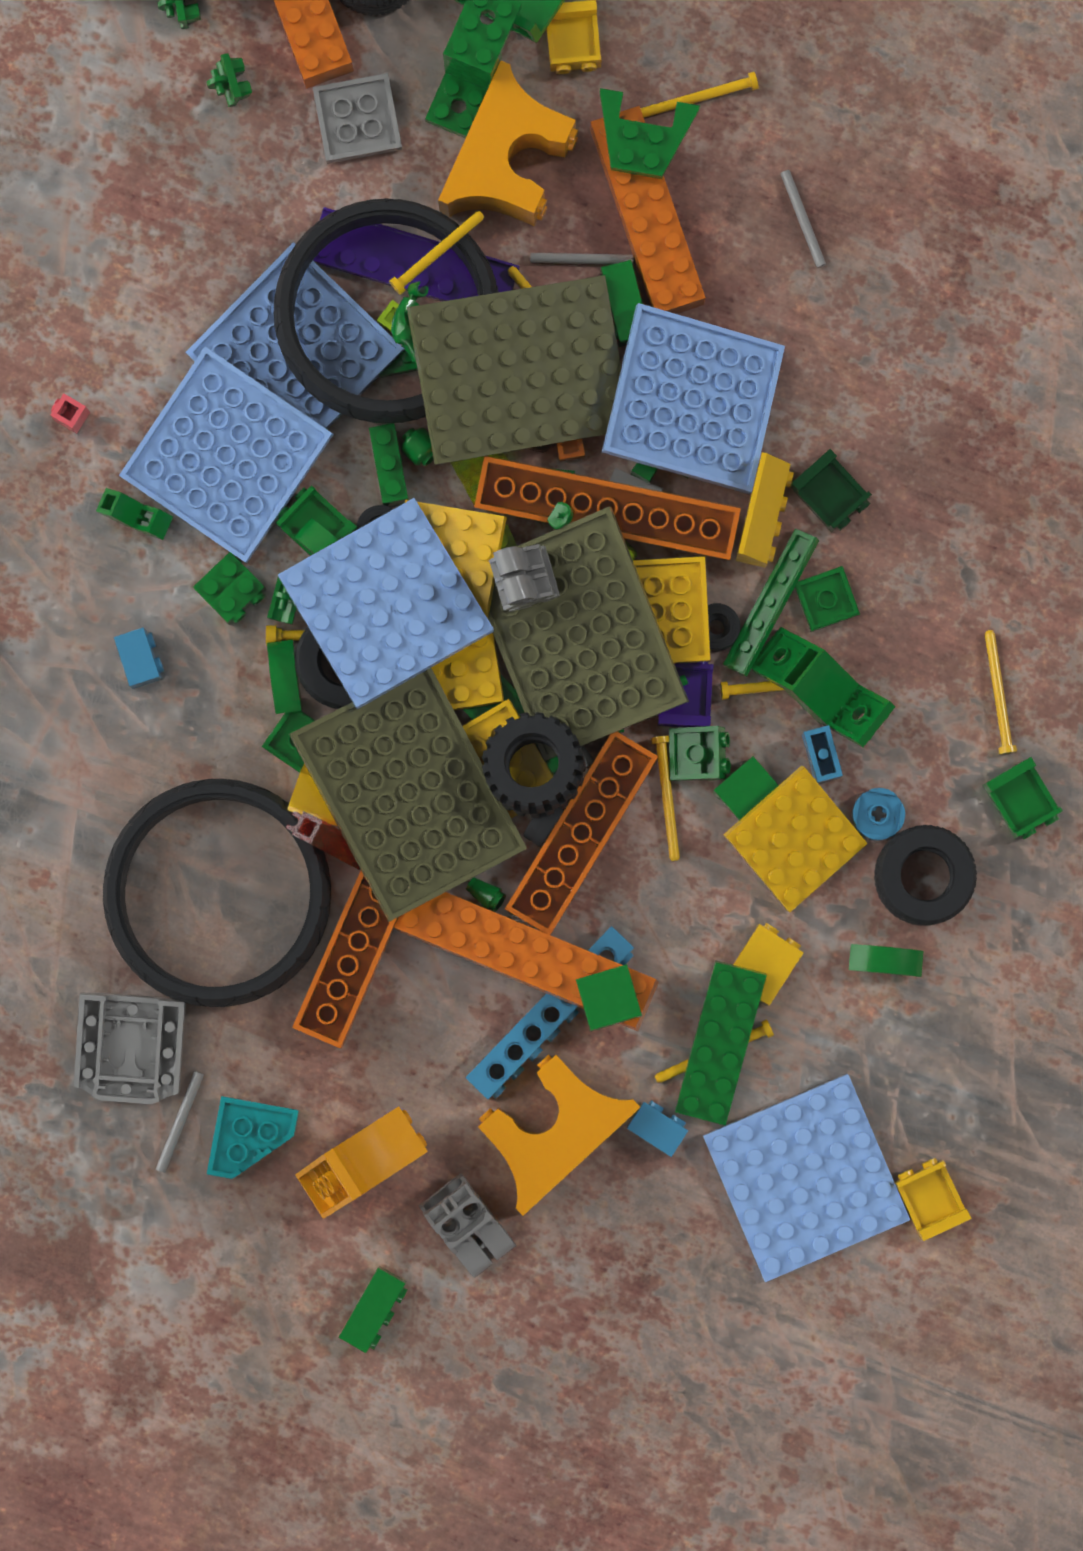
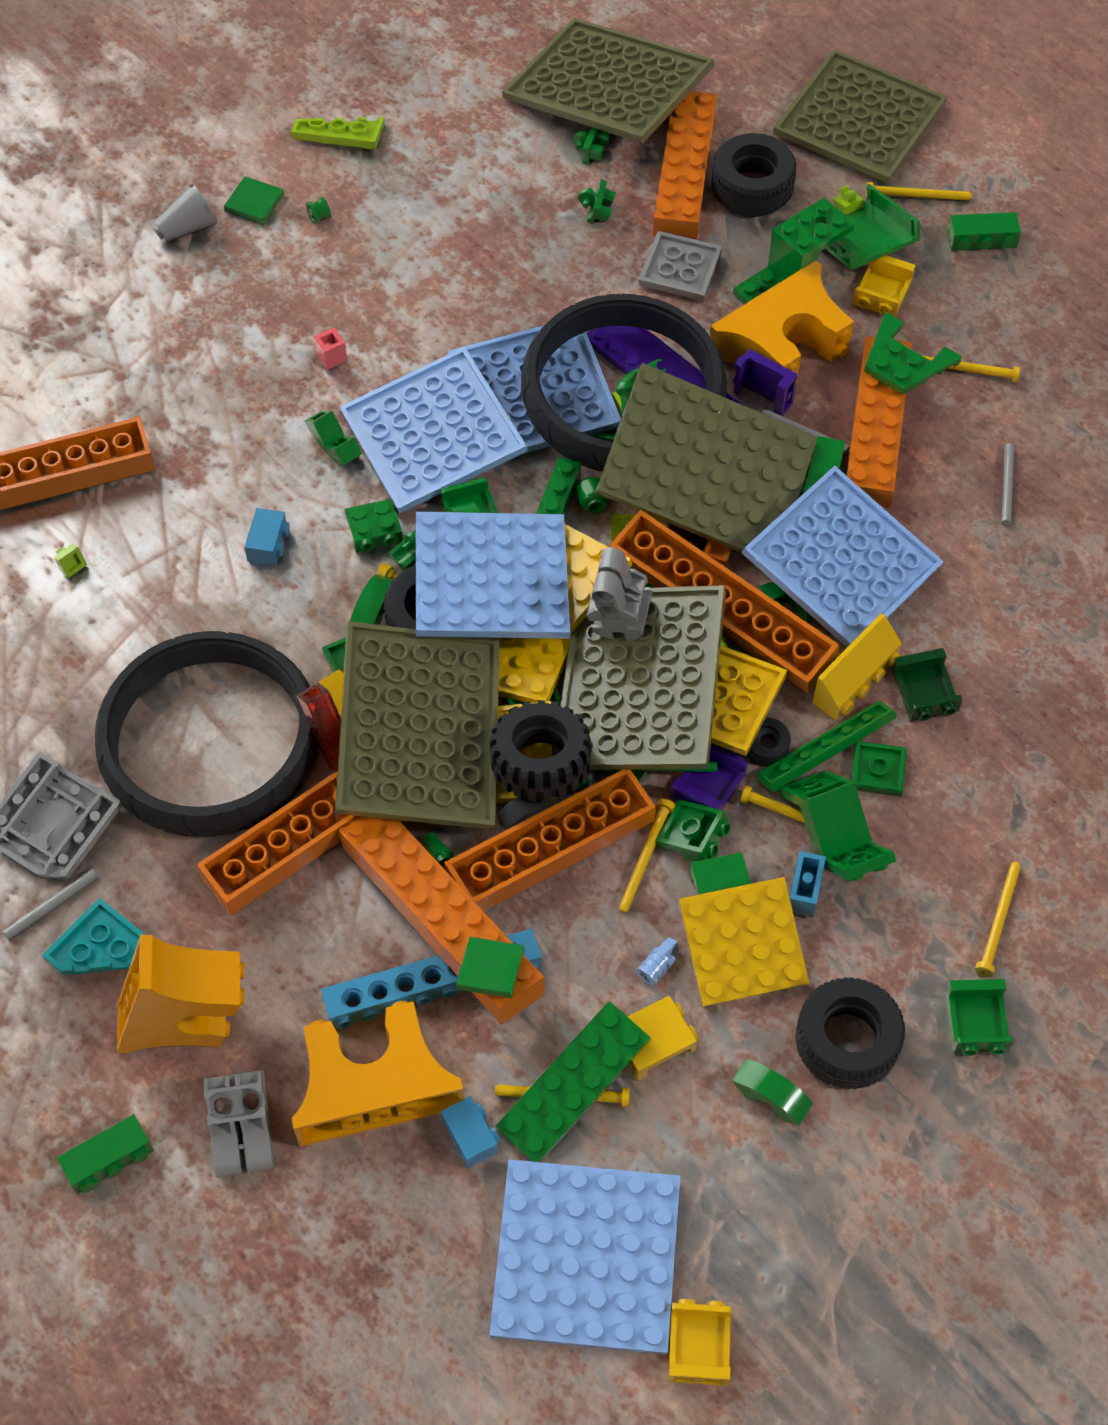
camera: 25 degrees right, 25 degrees down
(435, 253) = (687, 351): yellow bar -> none
(519, 224) = (766, 379): none -> dark purple panel
(560, 516) = (679, 578): green piece -> none
(731, 893) = (658, 962): none -> light blue hinge
(866, 823) = (836, 948): dark azure plate -> none

